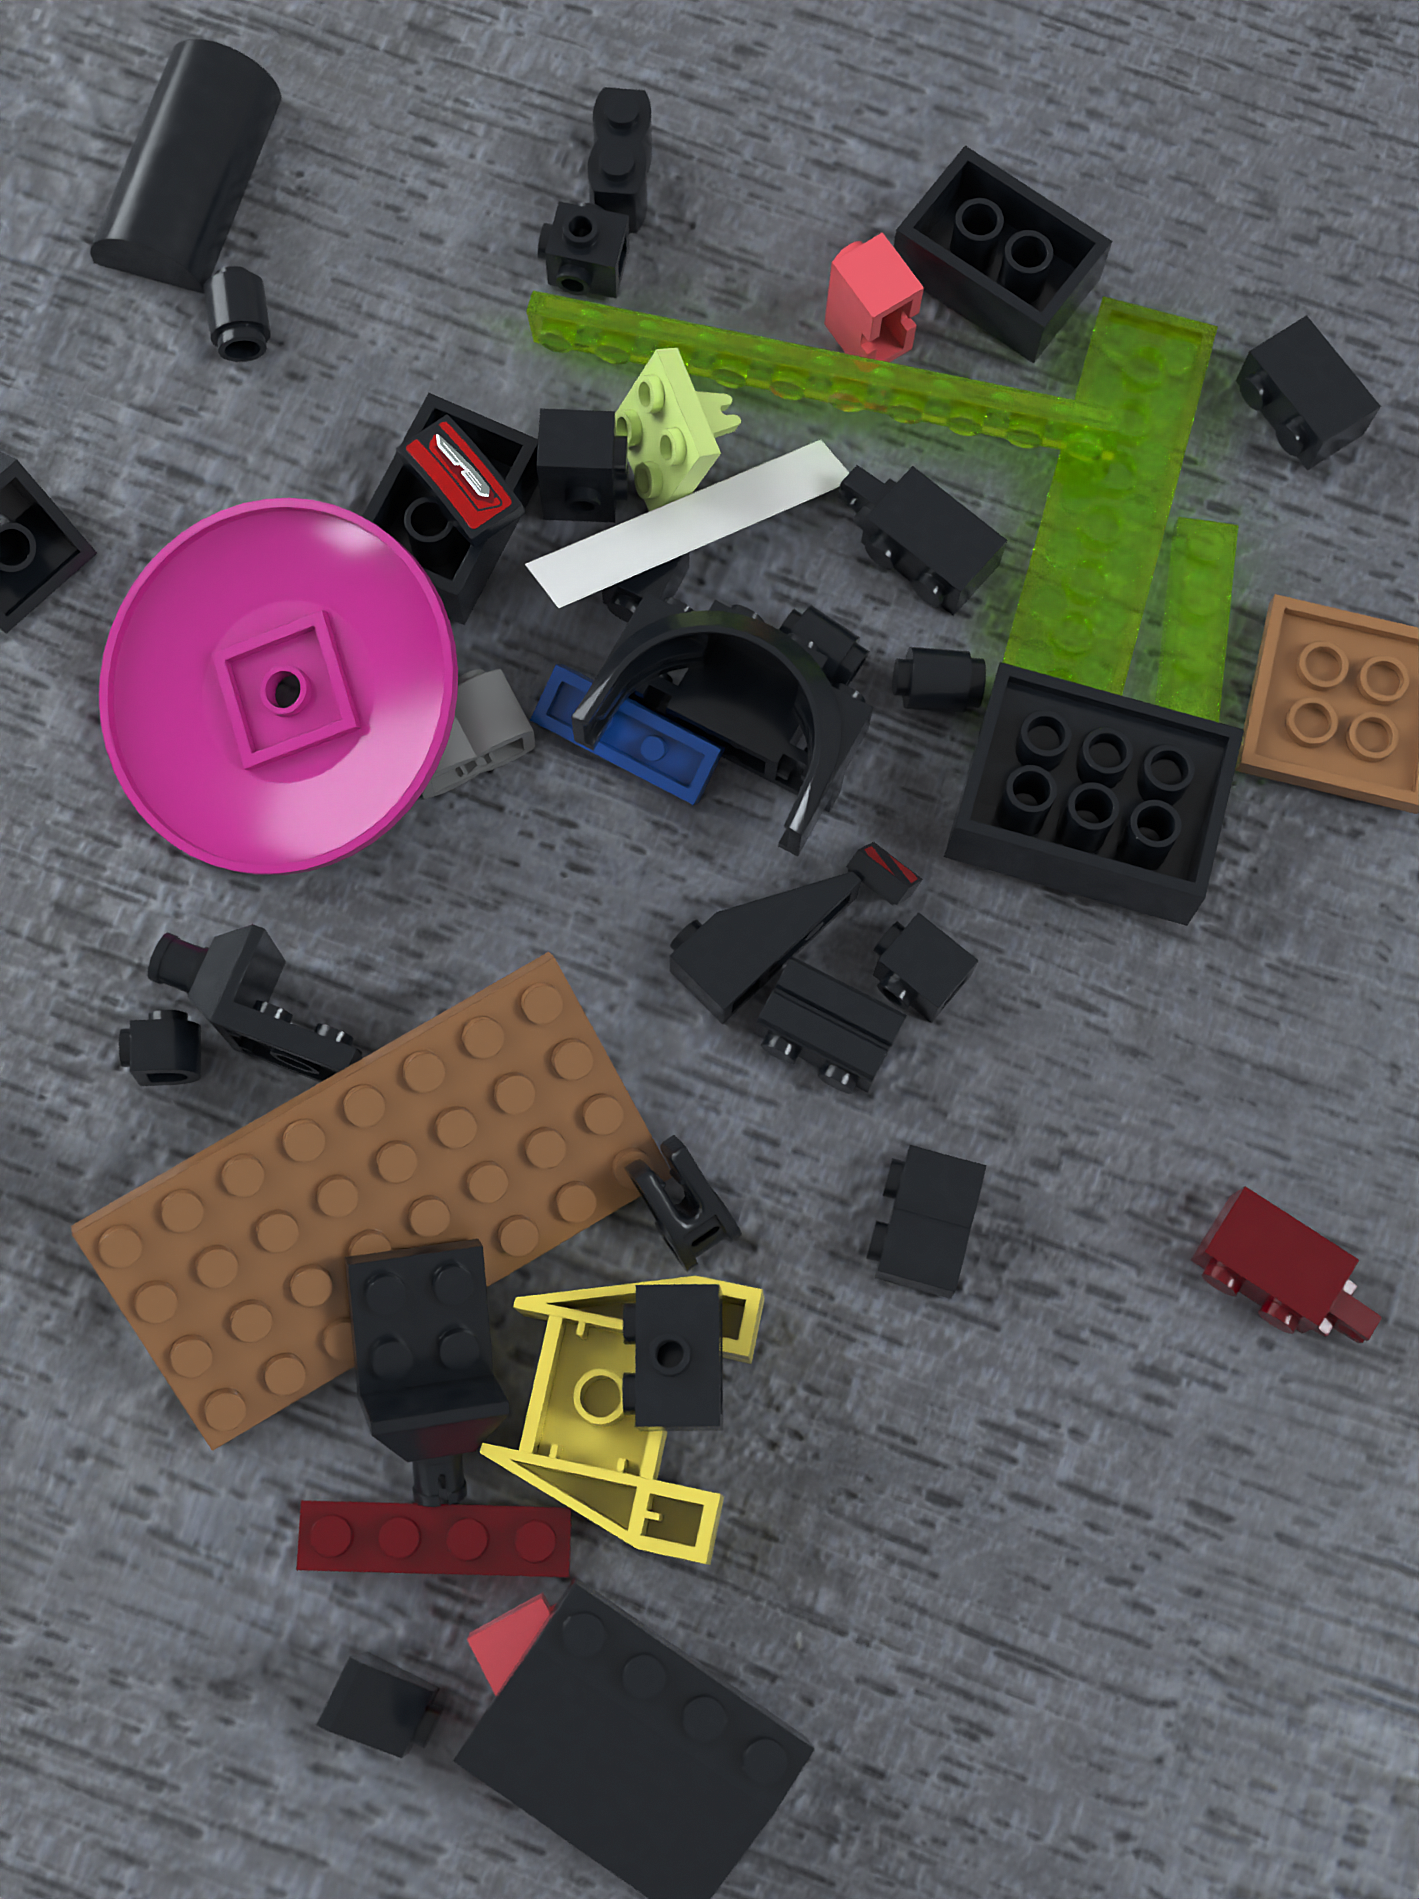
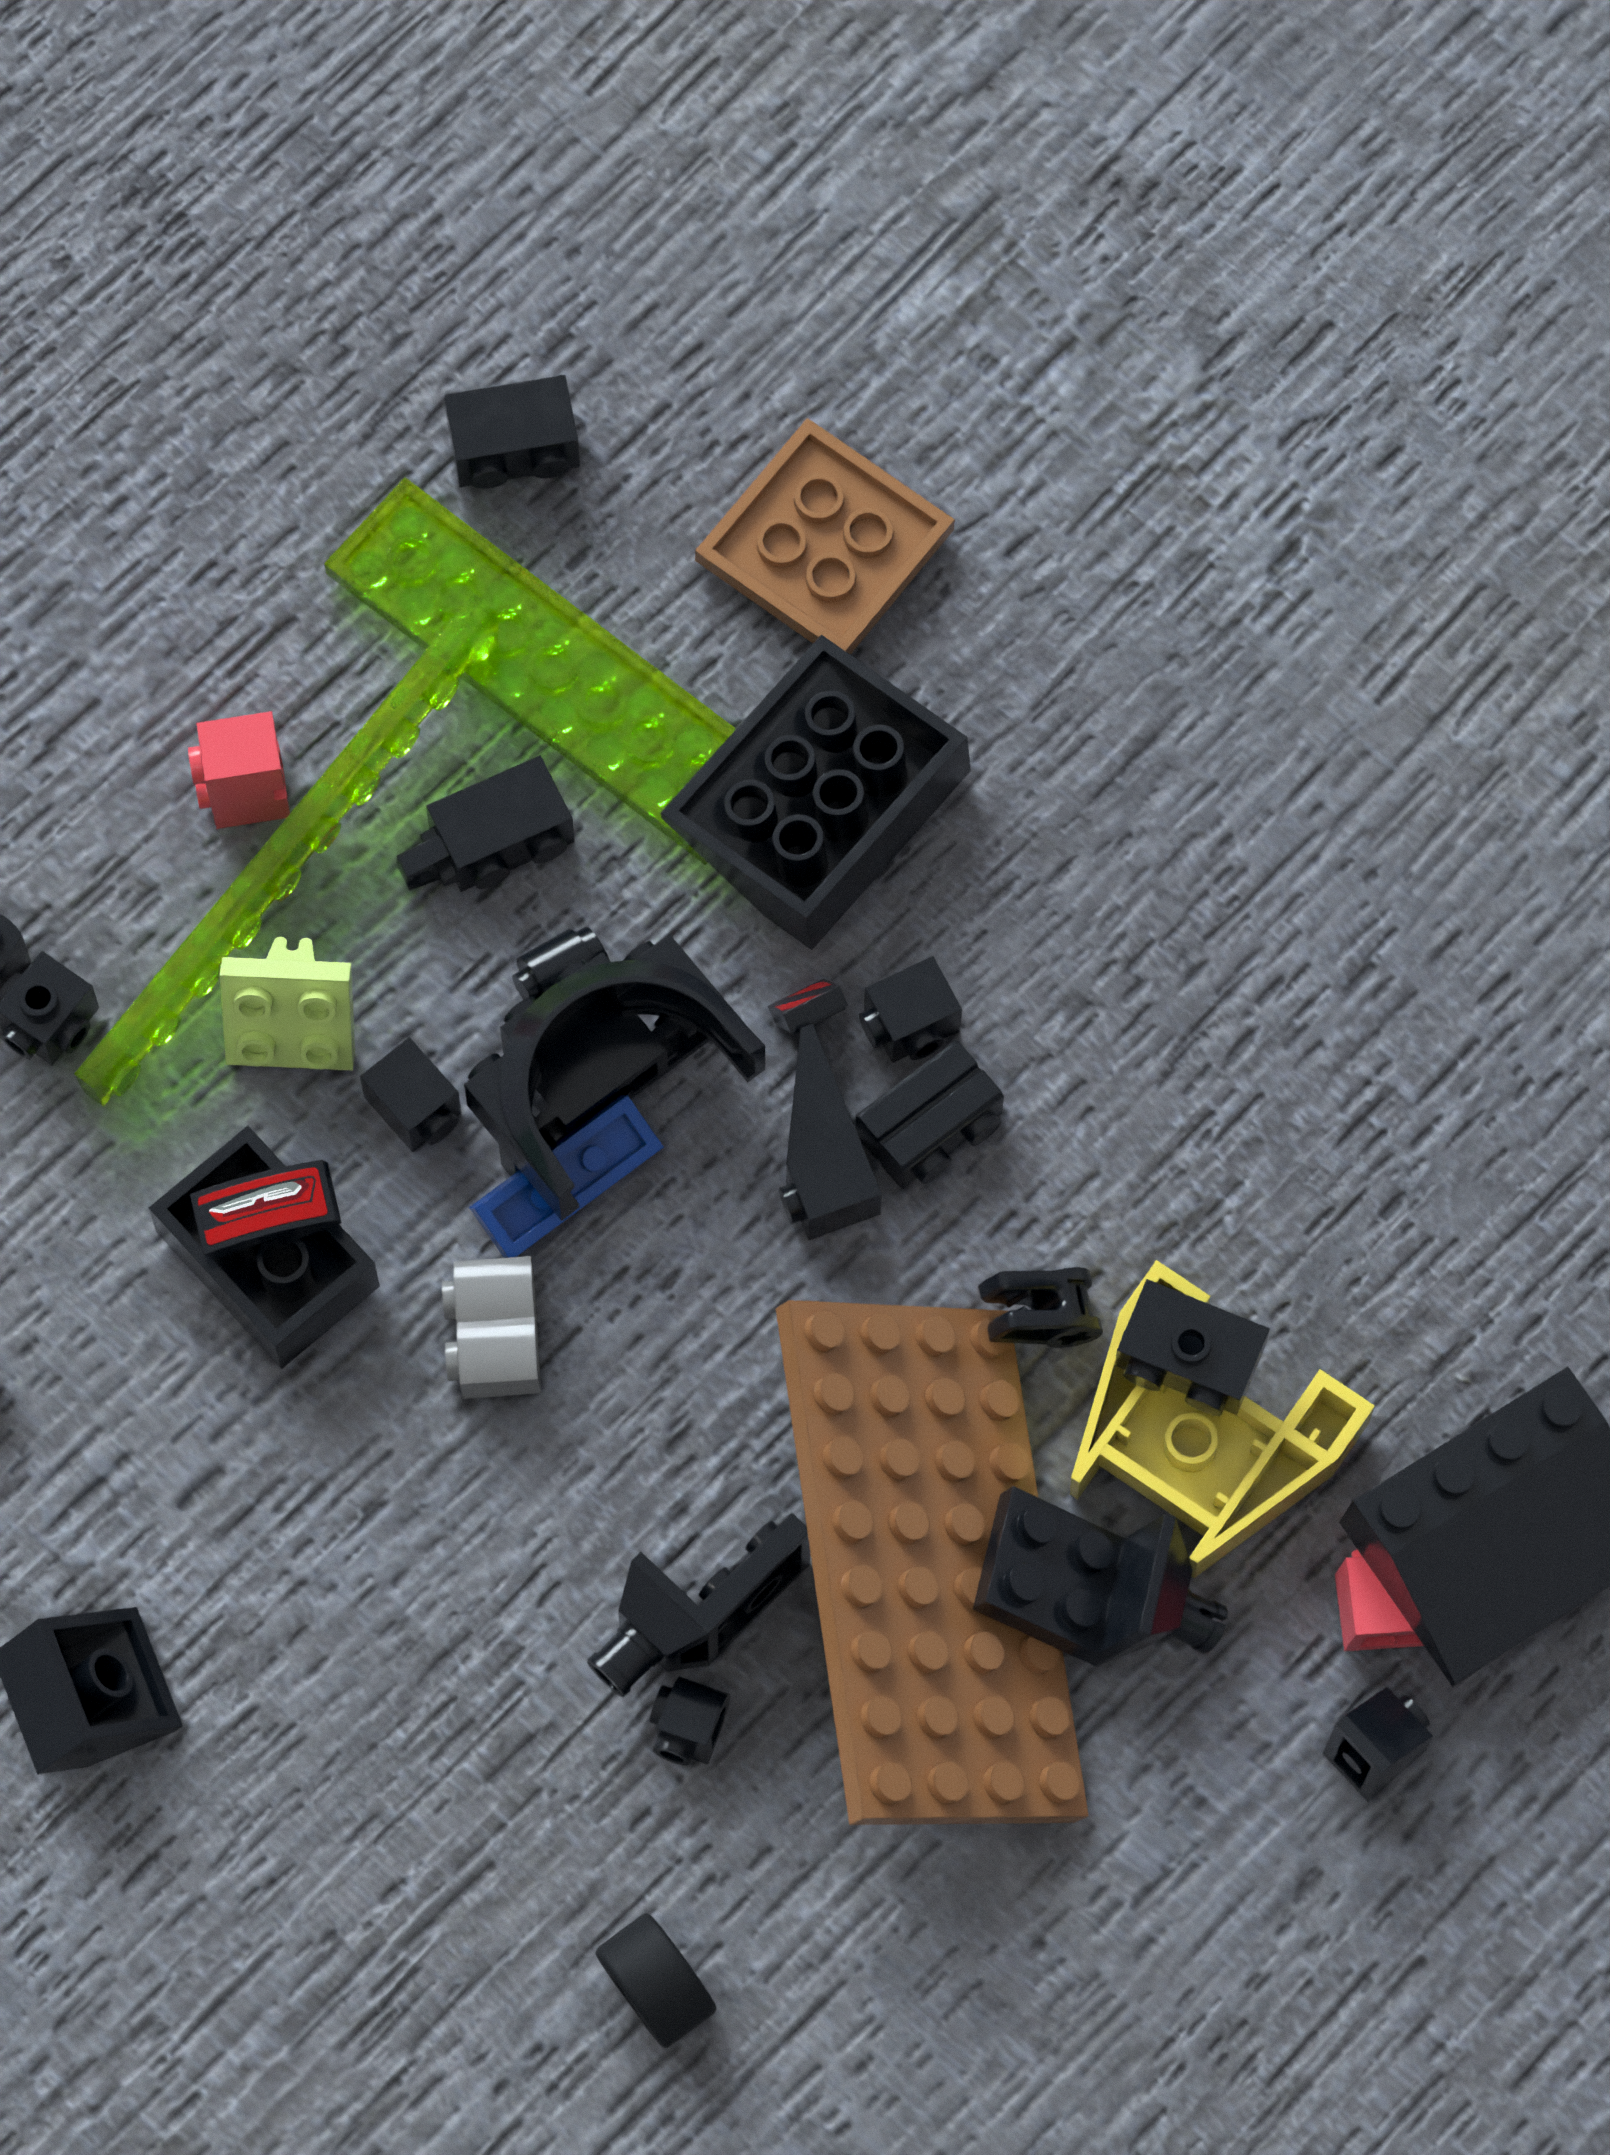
camera: 65 degrees left, 5 degrees down
(198, 671) = (364, 1567): dark pink dish -> none
(434, 1539) = (1248, 1652): dark red plate -> none
(581, 465) = (285, 1100): black brick -> none
(687, 523) = (388, 1028): white sticker -> none
(928, 1221) = (1146, 1106): black brick -> none
(939, 680) = (640, 878): black brick -> none
(1001, 253) = (241, 633): black brick -> none
(1196, 617) = (683, 631): clear neon green plate -> none
(1284, 1269) = (1313, 831): dark red hinge -> none

